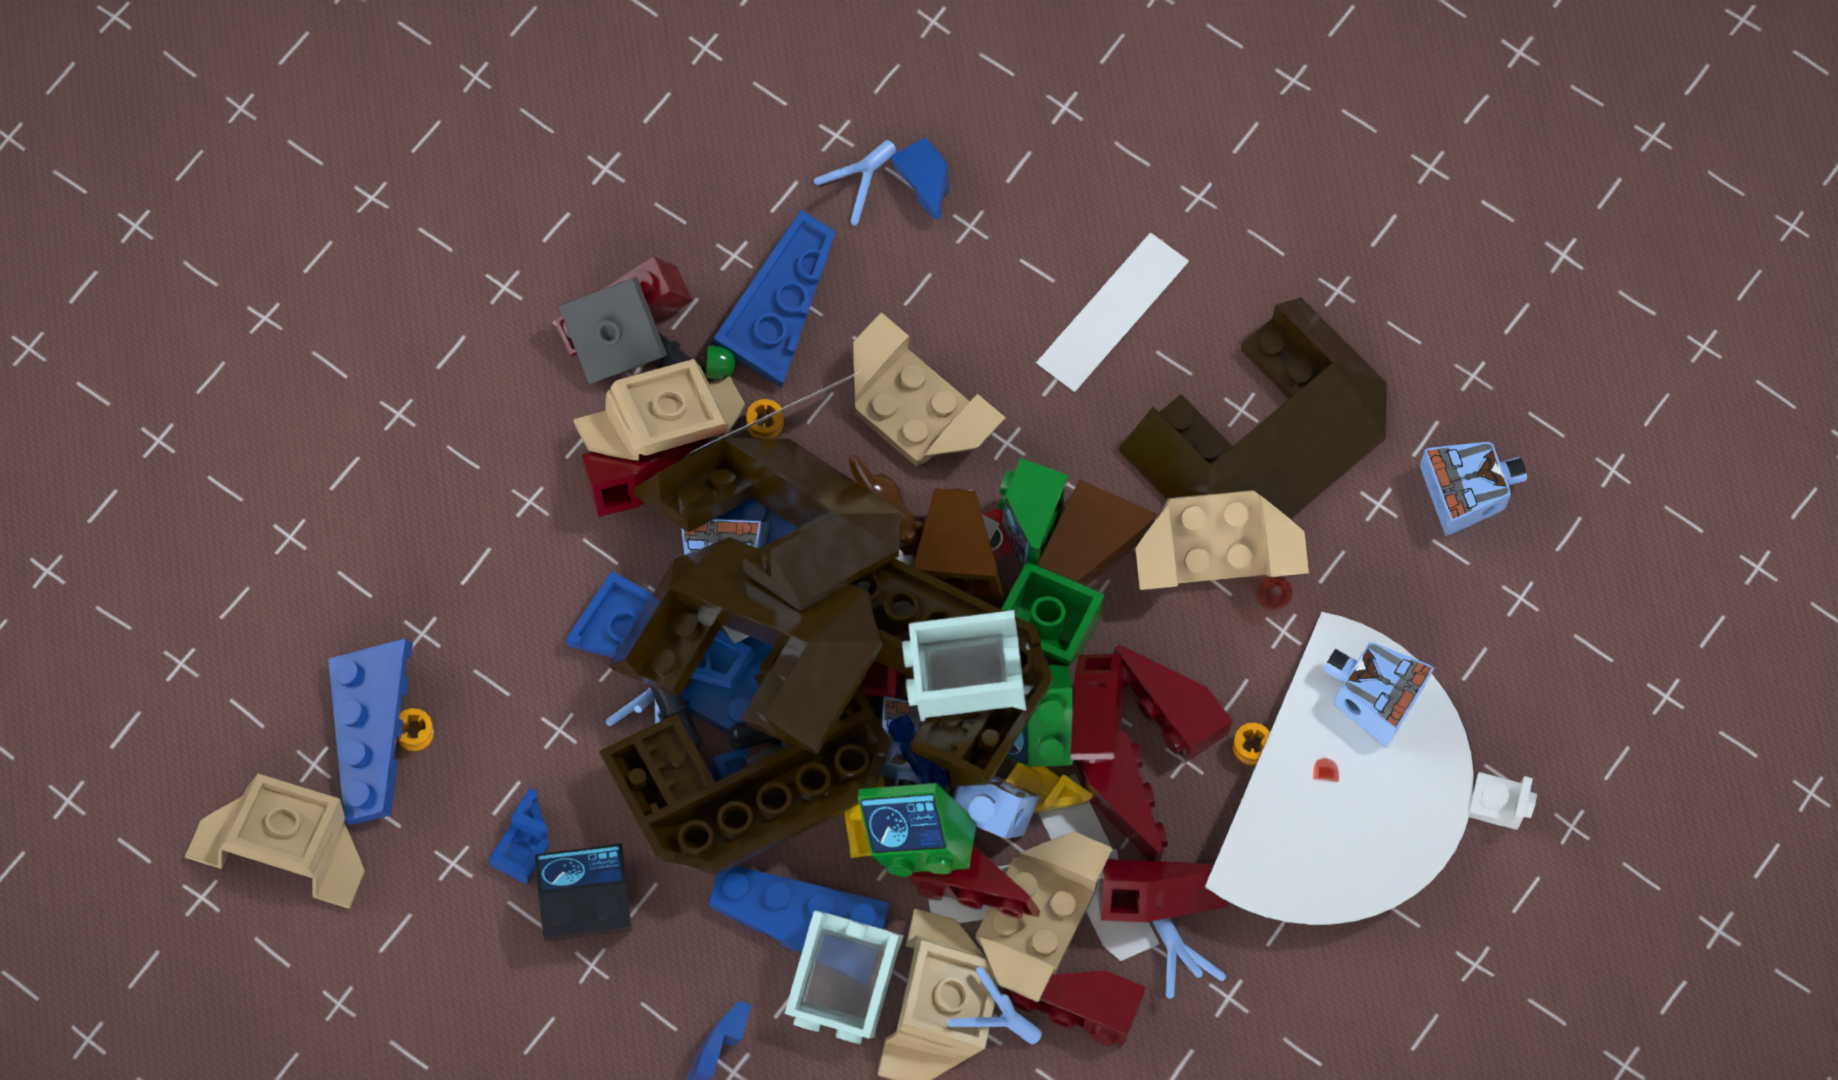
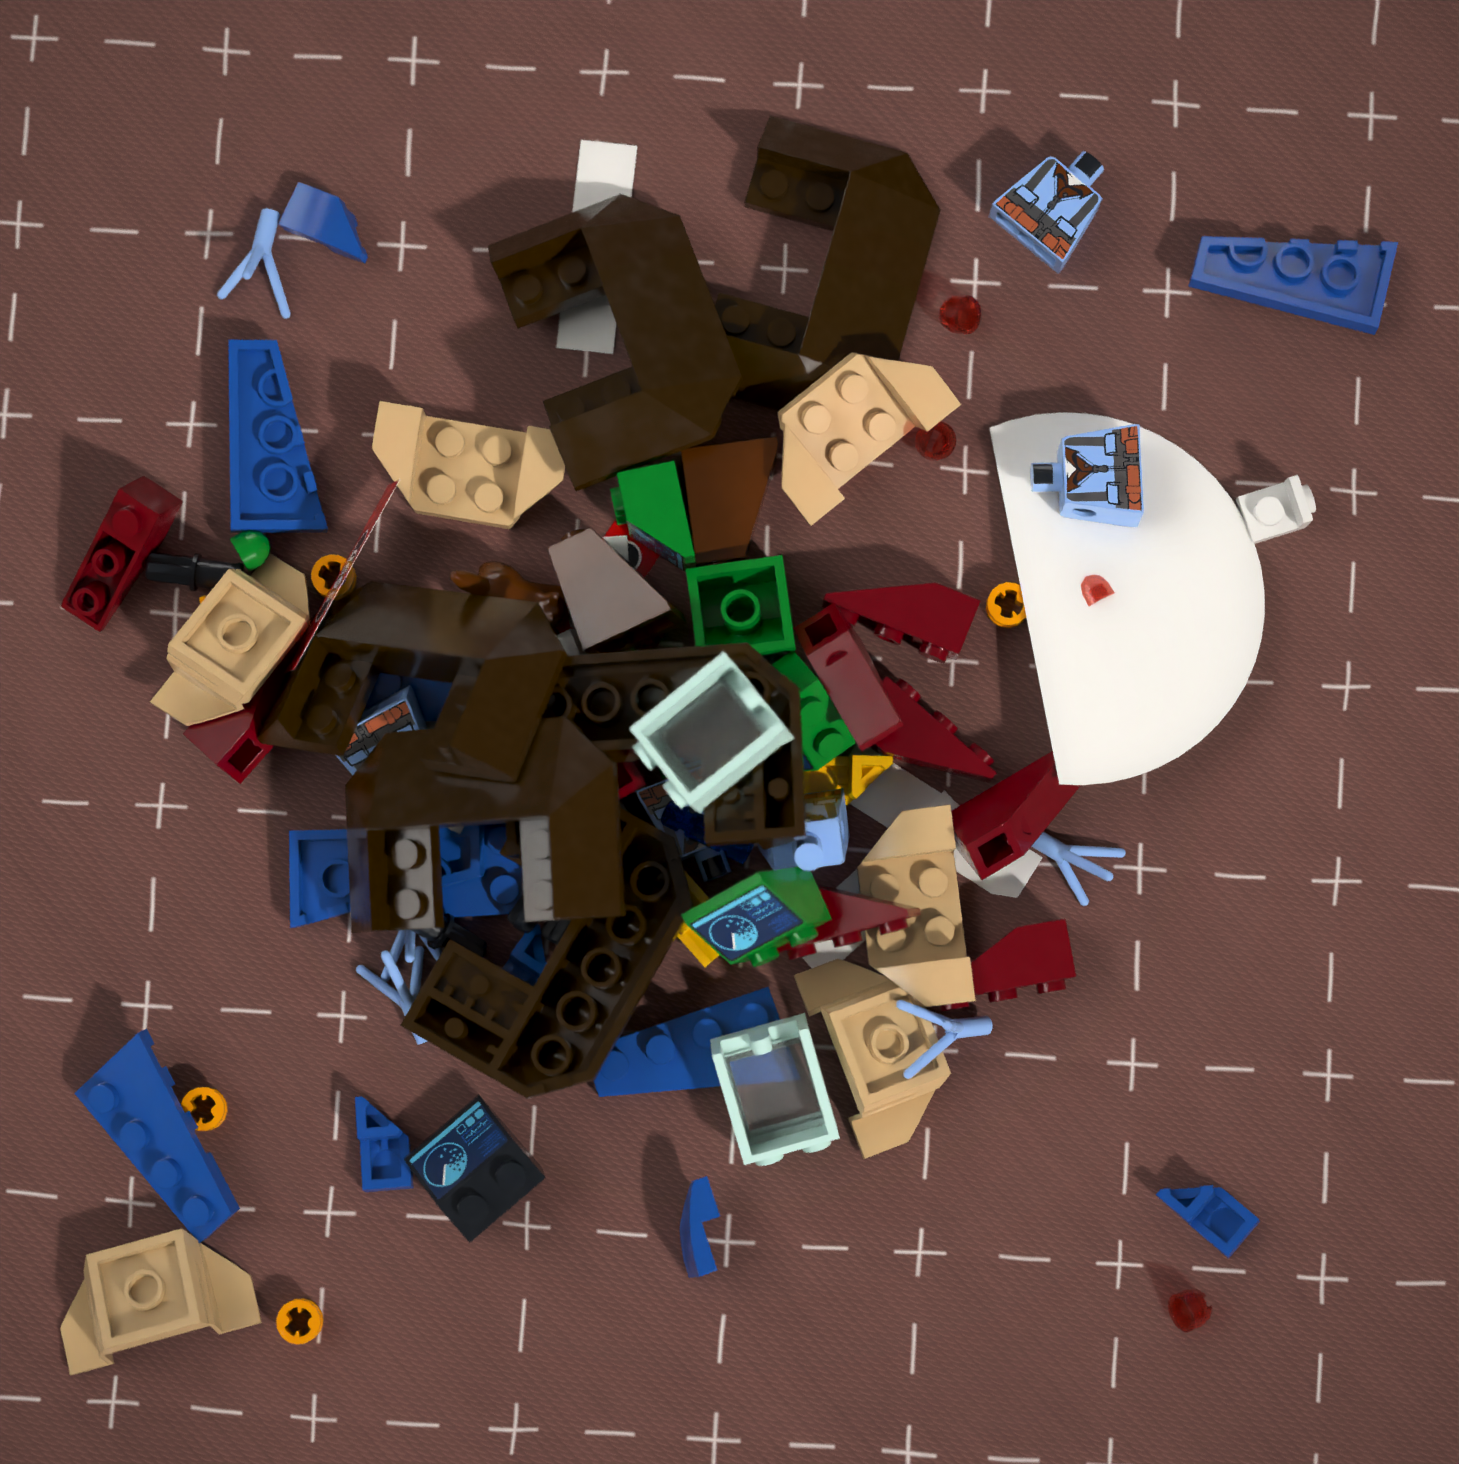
camera: 25 degrees left, 15 degrees up
(367, 917) = (284, 1319): none -> light orange bush
(609, 738) = (402, 995): none -> light blue plant
(613, 330) = (128, 586): dark grey plate -> none
(1125, 381) = (665, 318): none -> dark brown slope
(1349, 520) = (960, 314): none -> clear red hinge
(1641, 658) = (1313, 280): none -> blue wing

